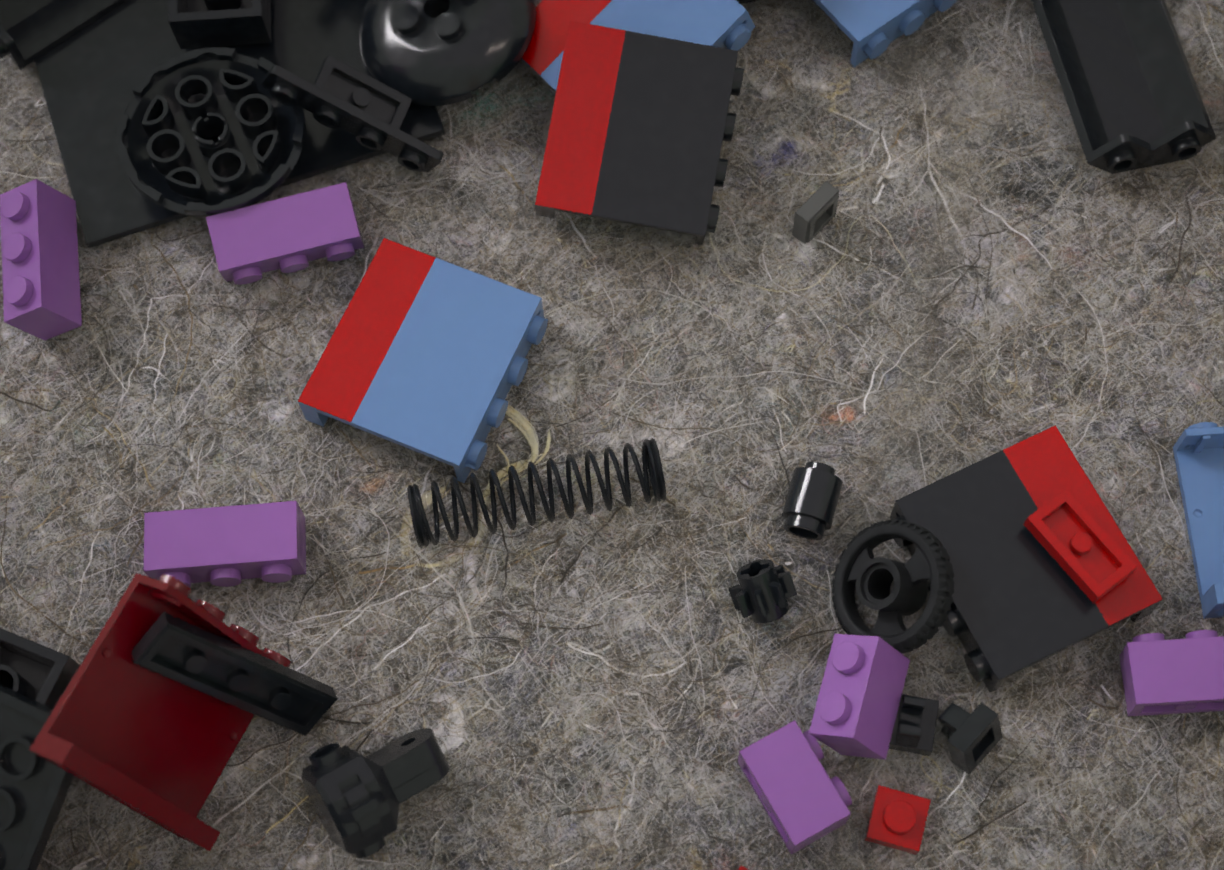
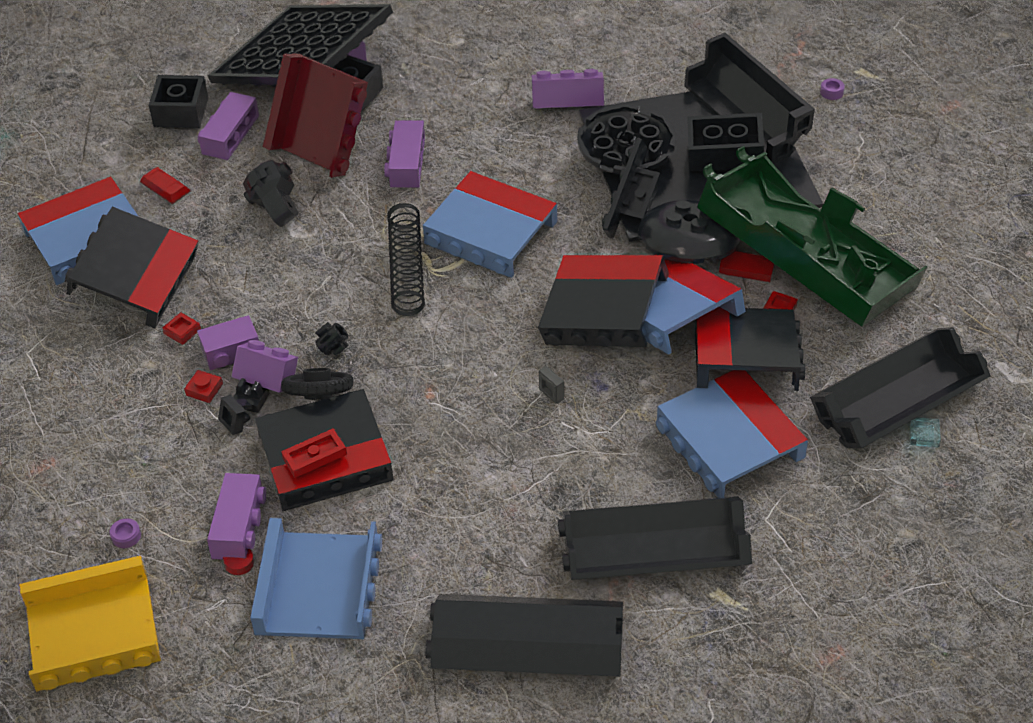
camera: 95 degrees right, 20 degrees down
(233, 674) = (328, 136): black tile -> none
(285, 234) = (569, 175): medium lavender brick -> none
(811, 500) = (378, 366): black brick -> none

